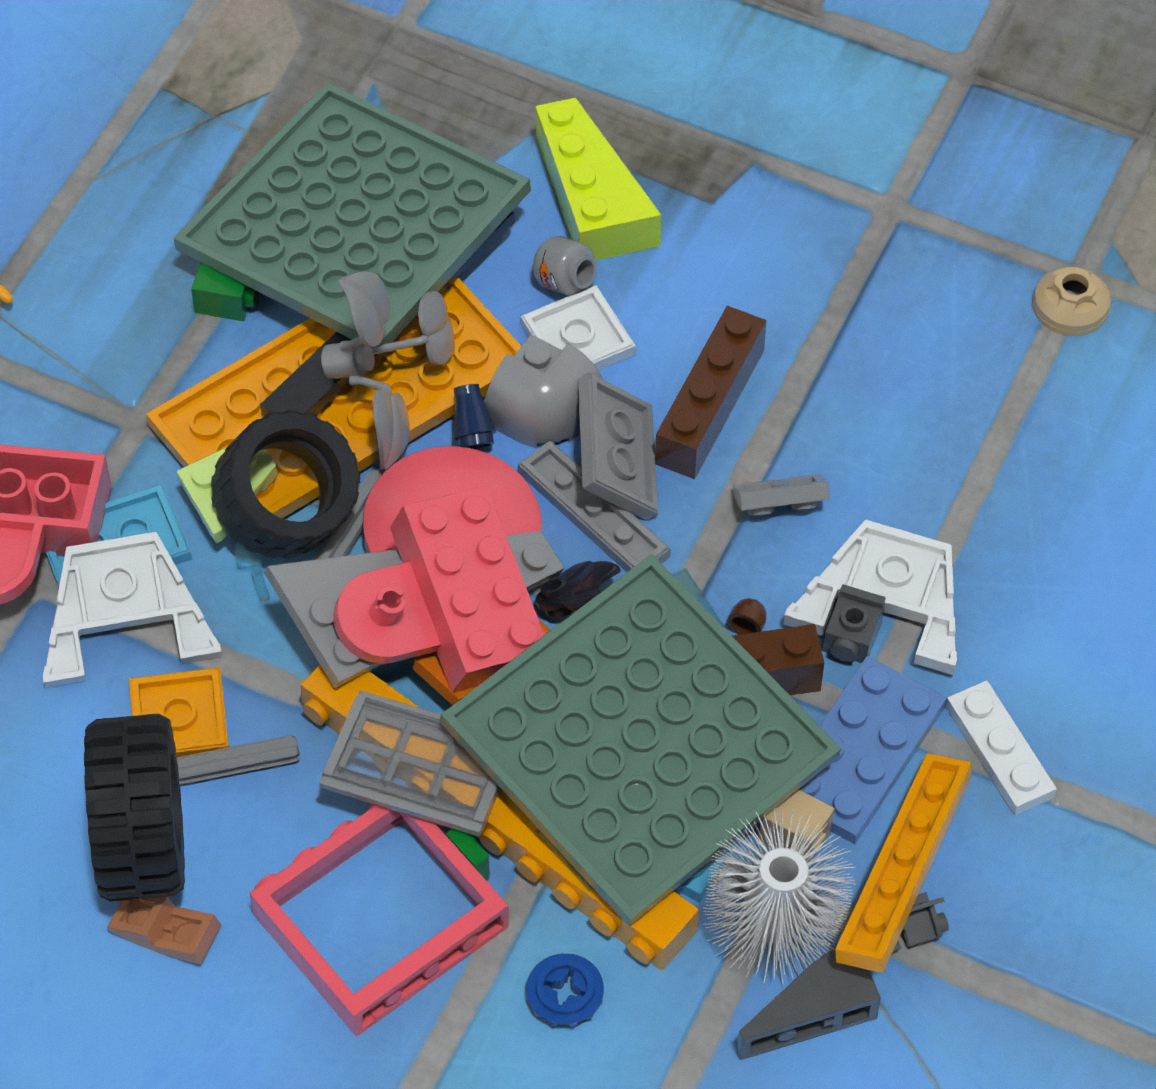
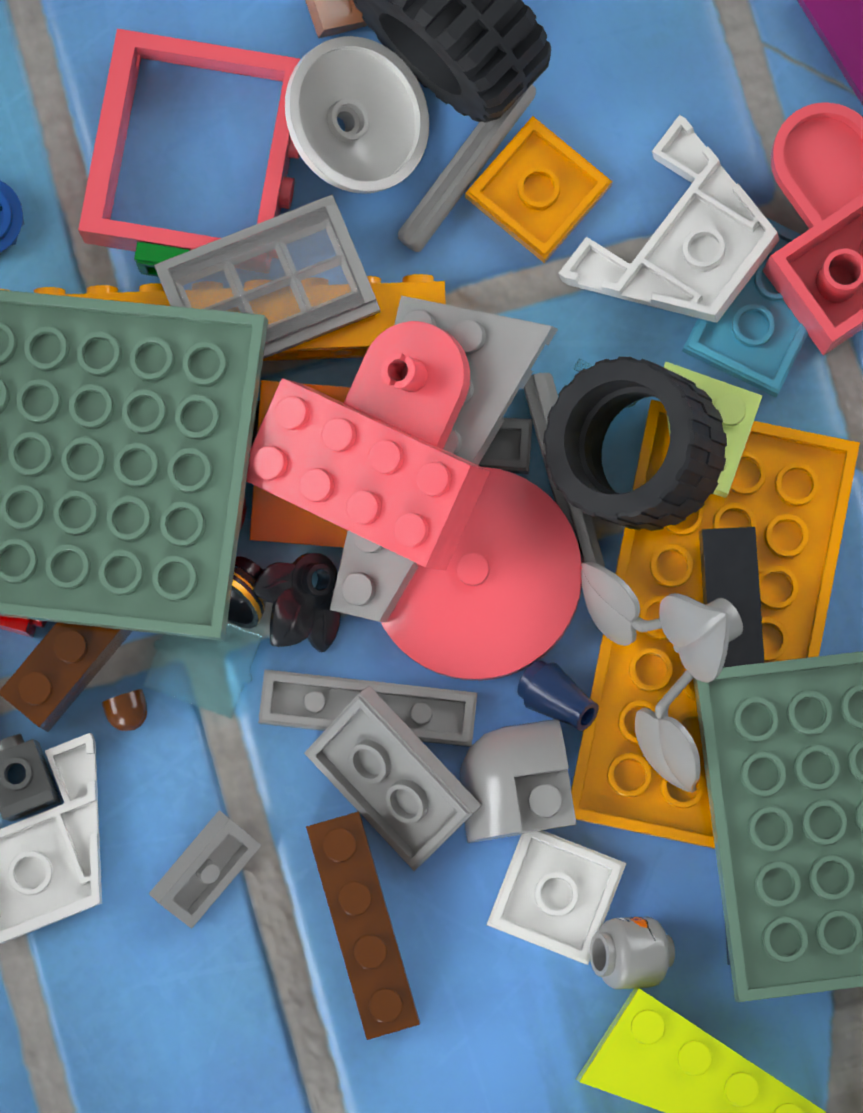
camera: 140 degrees right, 25 degrees up
(250, 832) = (378, 104): none -> white dish

